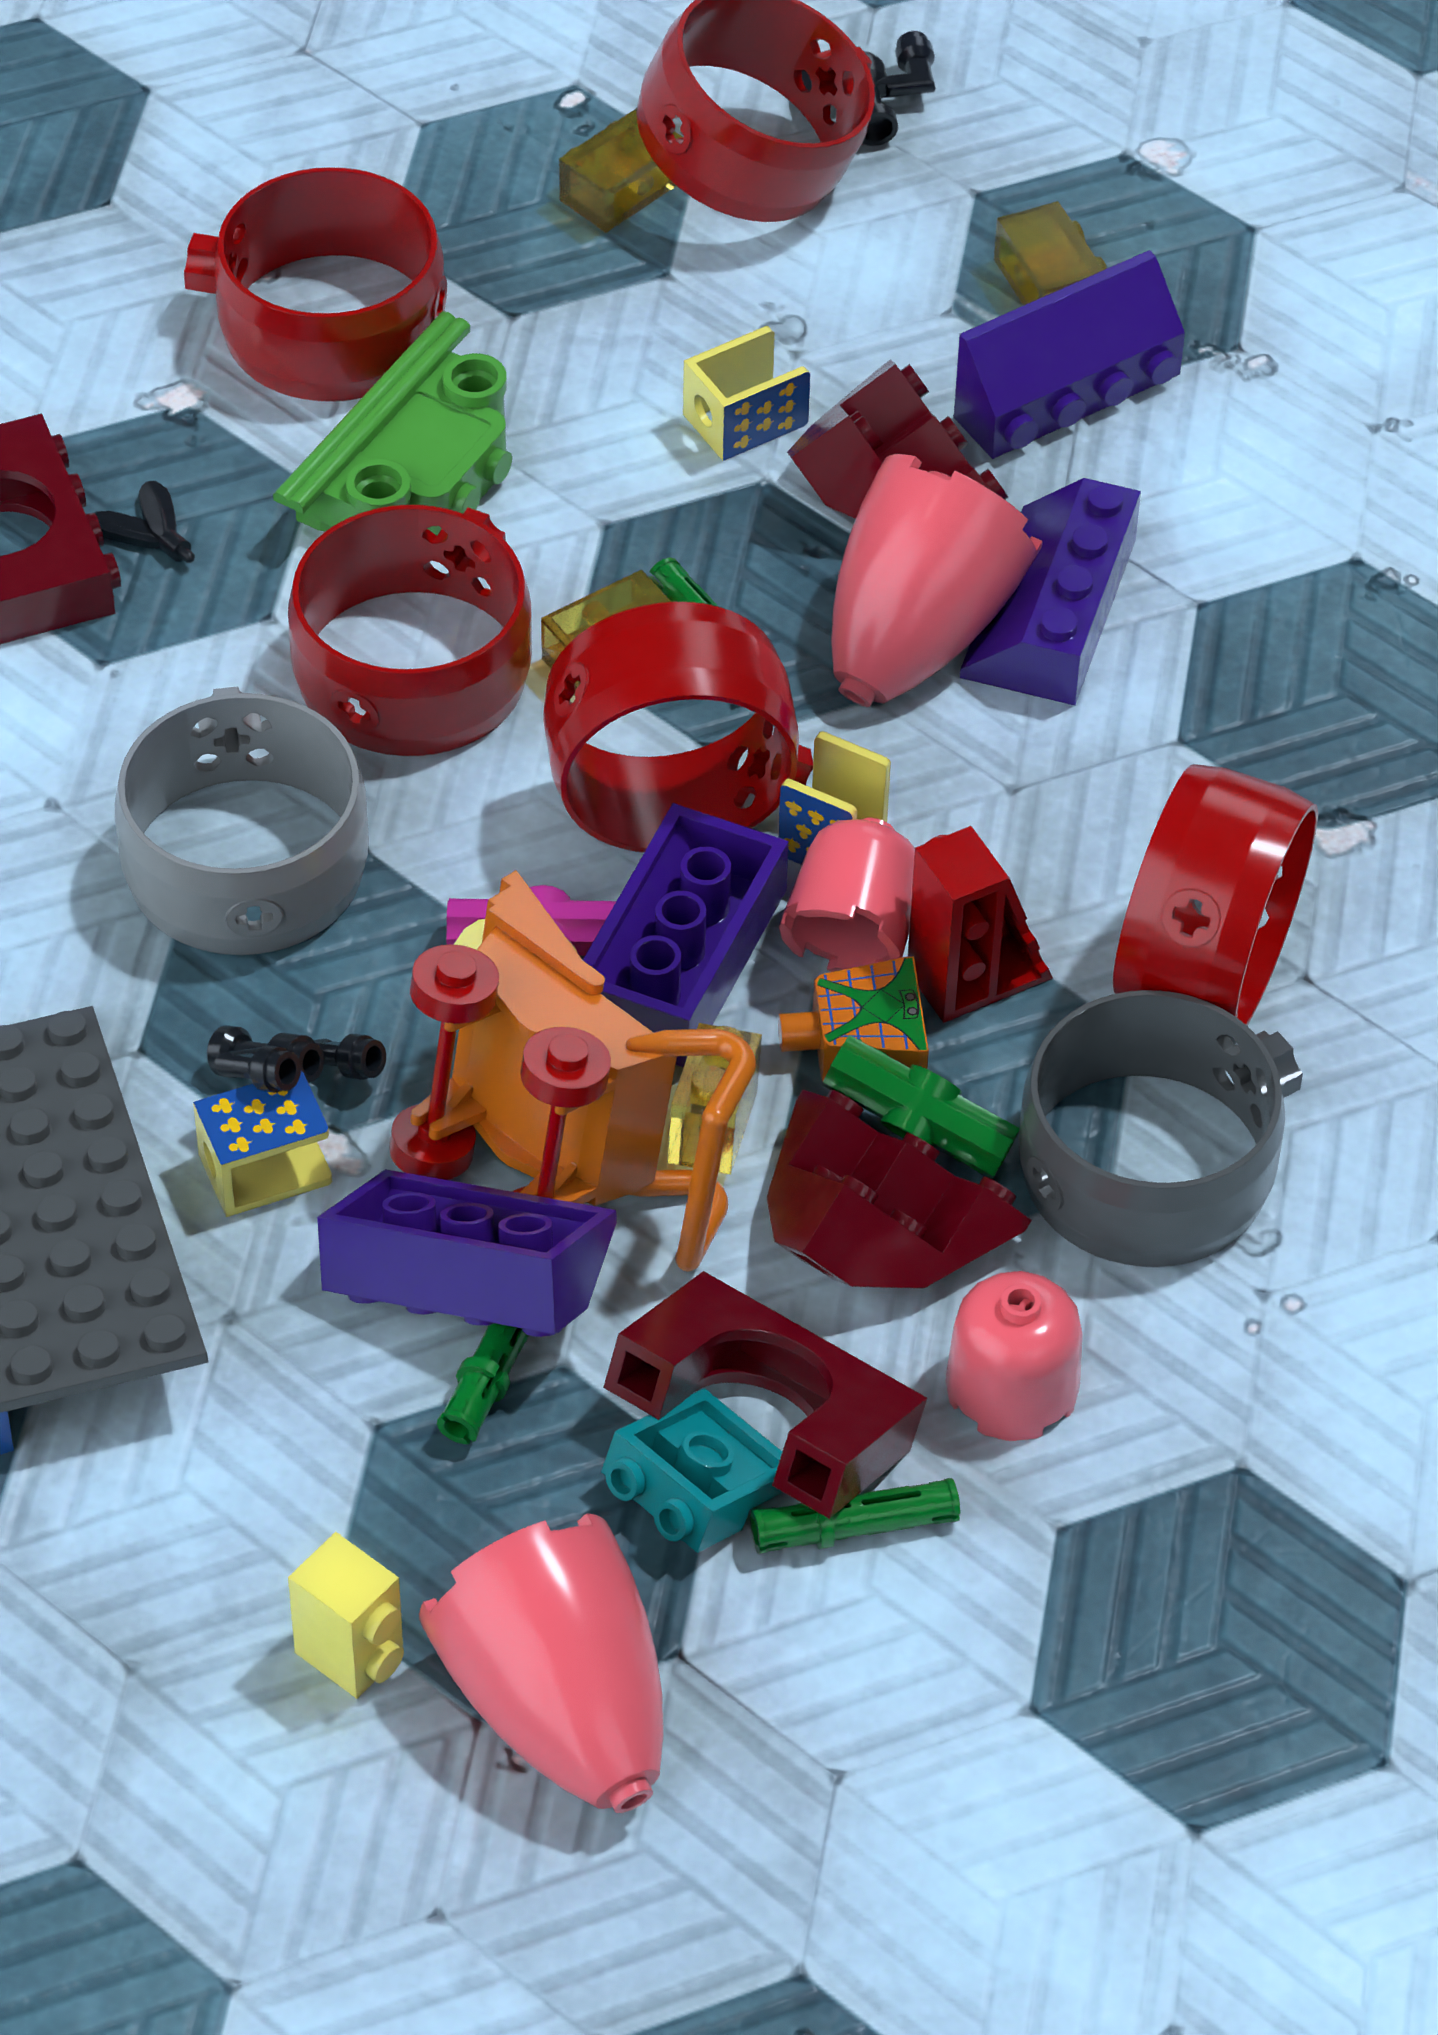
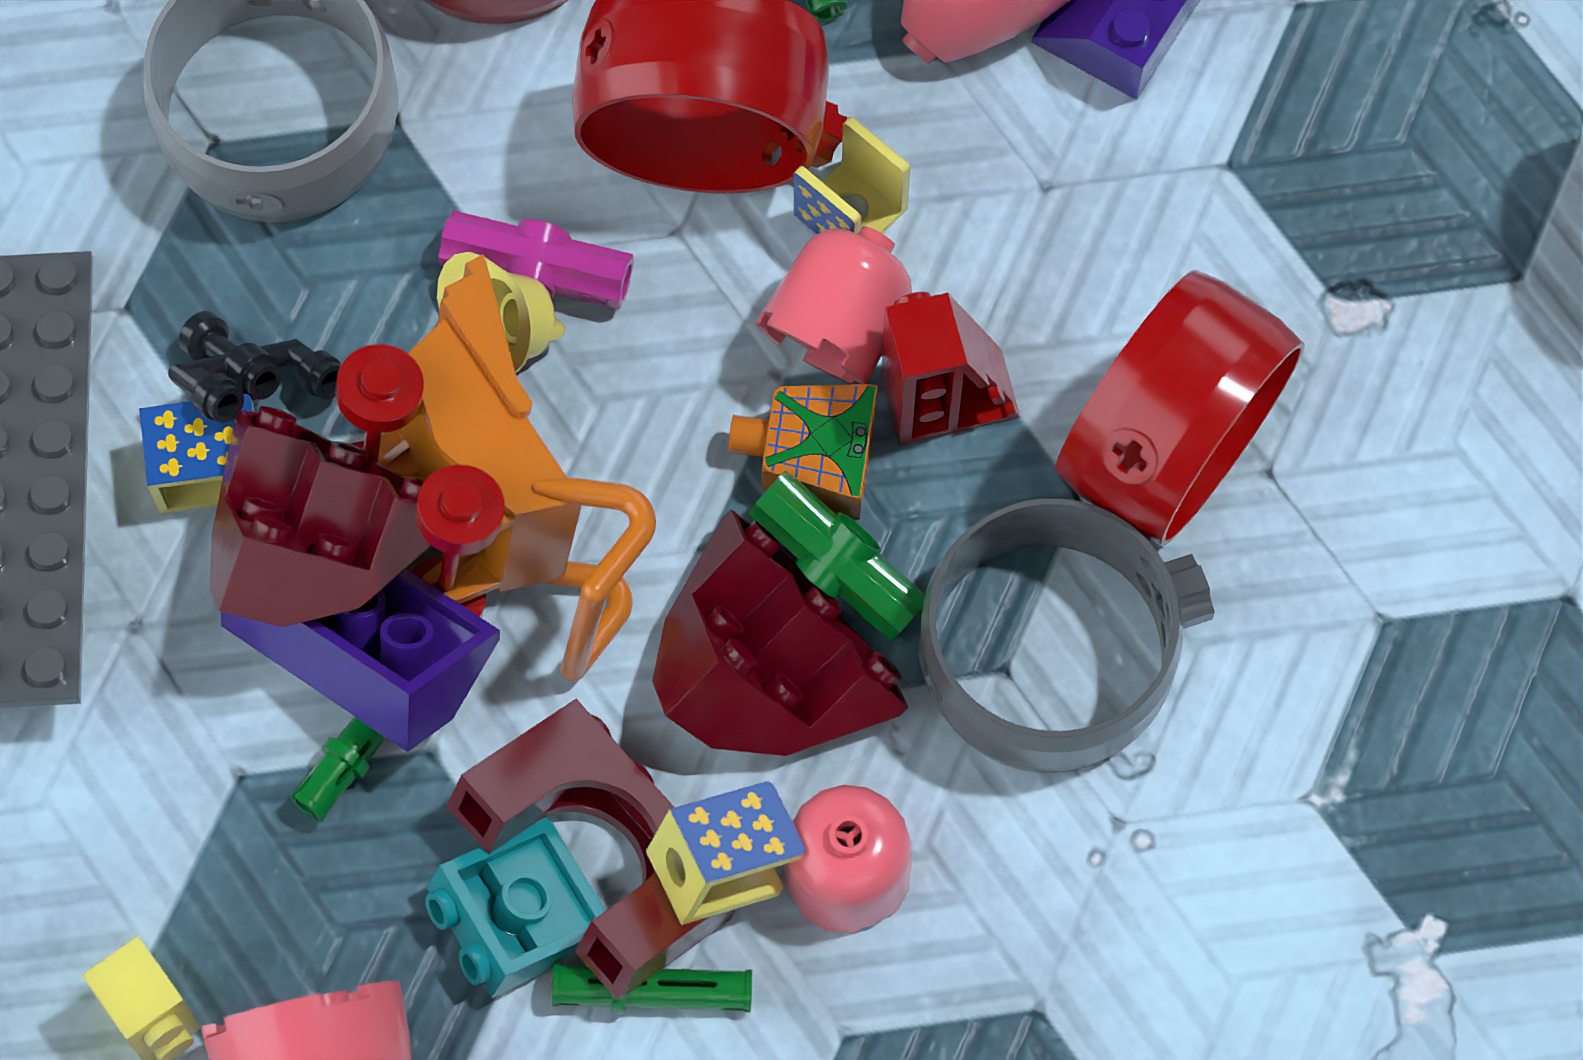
camera: 15 degrees right, 20 degrees up
(404, 1146) = (306, 523): none -> dark red brick
(689, 919) = (662, 304): dark purple slope -> none
(693, 1093) = (667, 474): clear yellow brick -> none
(896, 1334) = (724, 851): none -> piece

